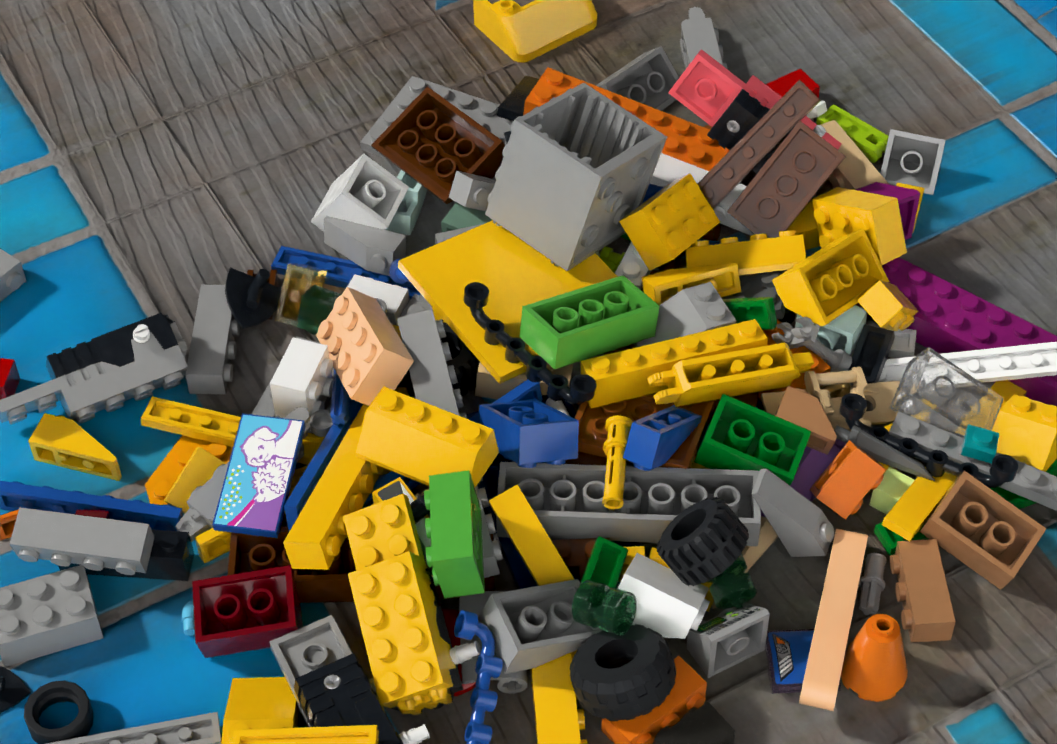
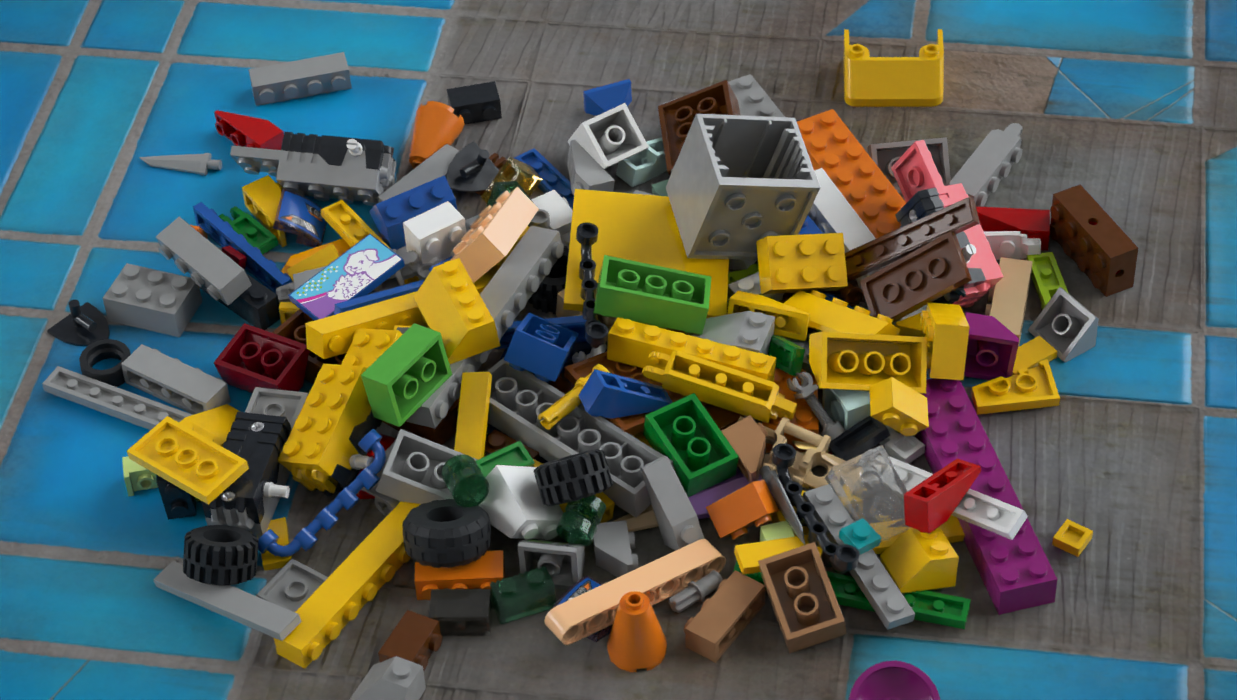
camera: 40 degrees right, 5 degrees down
(73, 479) = (251, 229): none -> green hinge
(122, 440) = (300, 217): none -> slope
(158, 688) = (174, 381): none -> light grey brick
(173, 281) = (433, 128): none -> orange cone
(179, 232) = (475, 102): none -> black brick
(243, 368) = (394, 211): none -> blue slope
(306, 165) = (607, 97): none -> blue slope
(736, 684) = (523, 595): none -> clear green brick
(774, 589) = (613, 548): none -> light grey slope
(863, 76) = (1093, 240): none -> reddish brown brick
(935, 236) = (1018, 392): none -> yellow wing
(1013, 364) = (938, 496): none -> red slope

